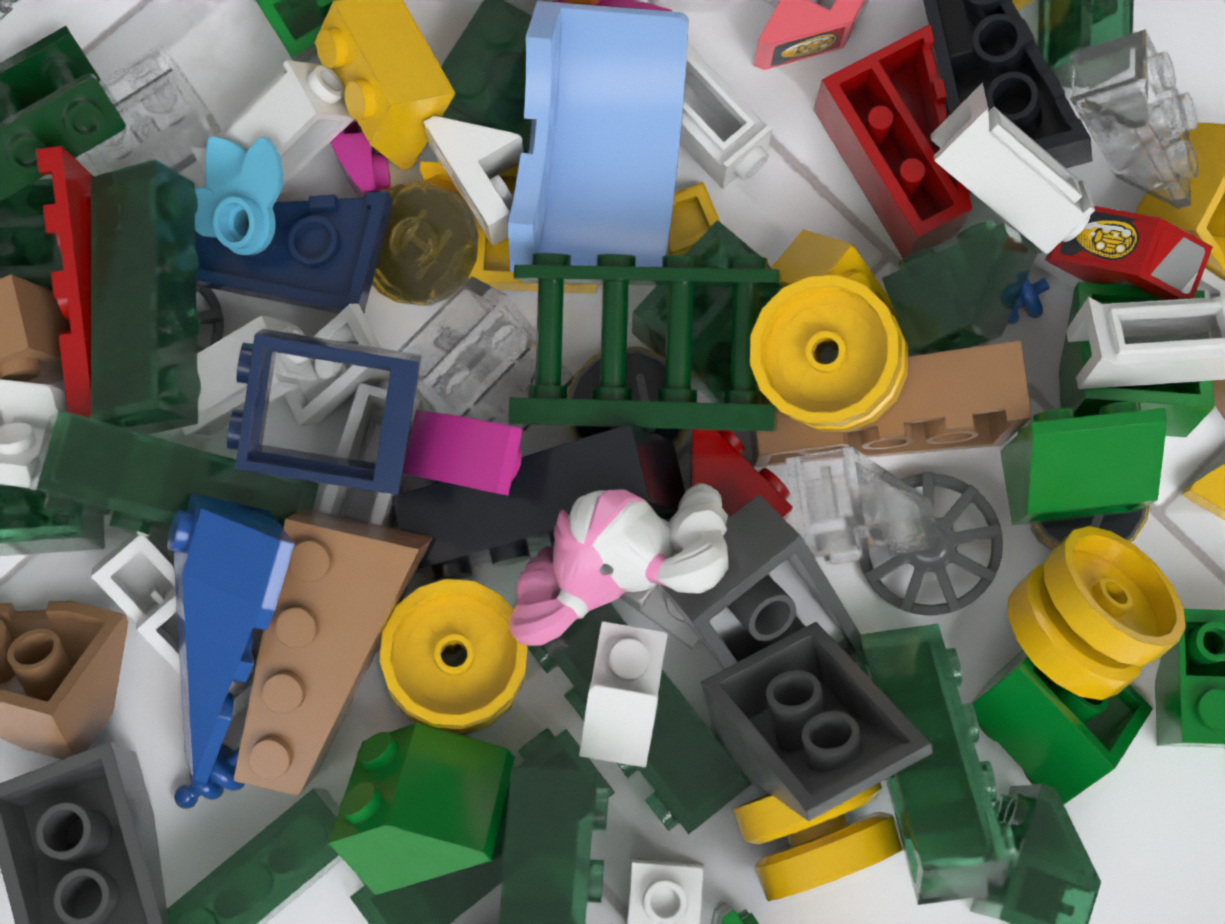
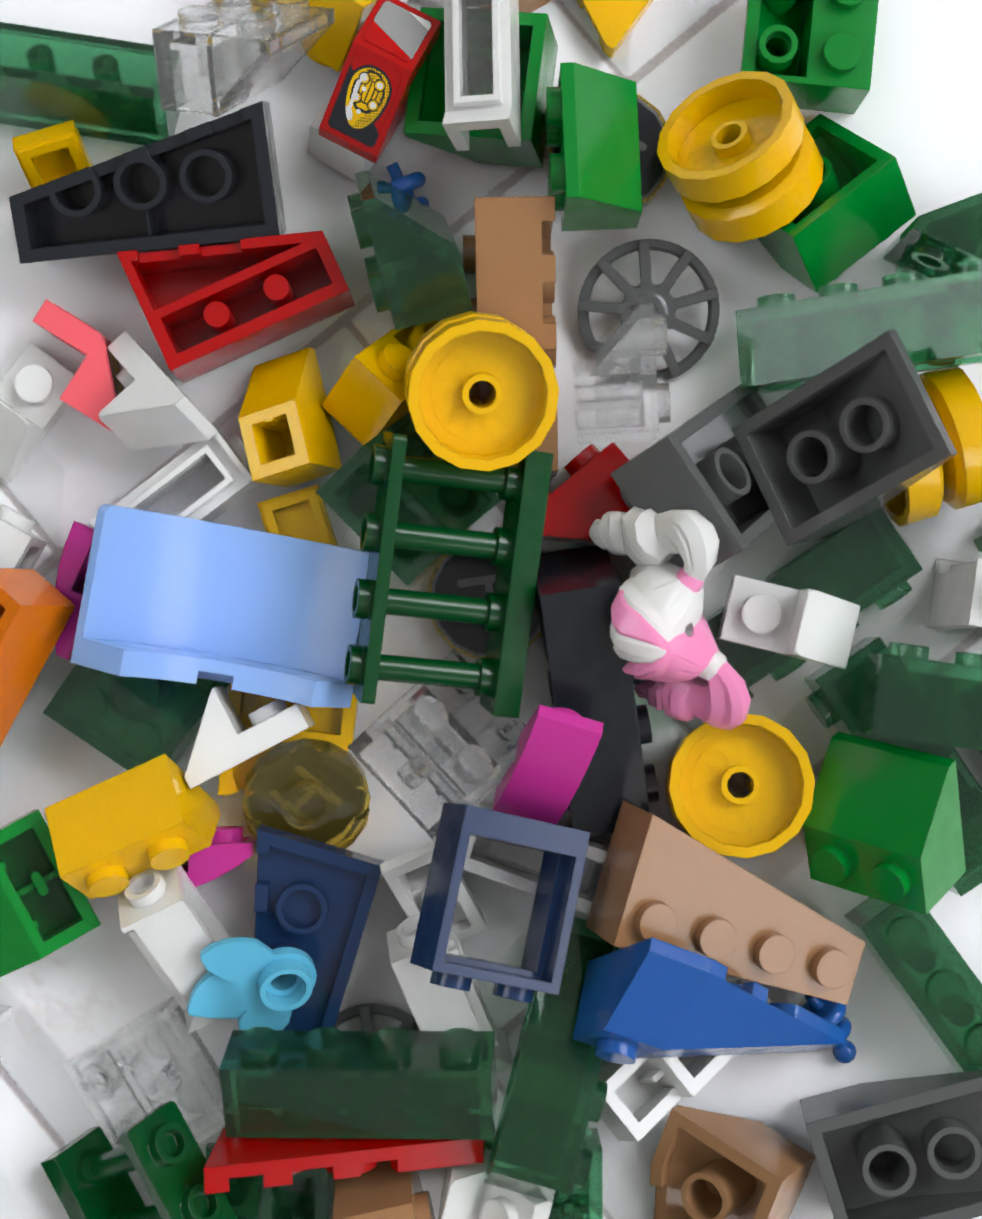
camera: 90 degrees left, 10 degrees up
(780, 194) = (283, 422): none -> yellow slope
(788, 73) = (151, 407): none -> white slope
(1012, 173) = (294, 186): white window -> none

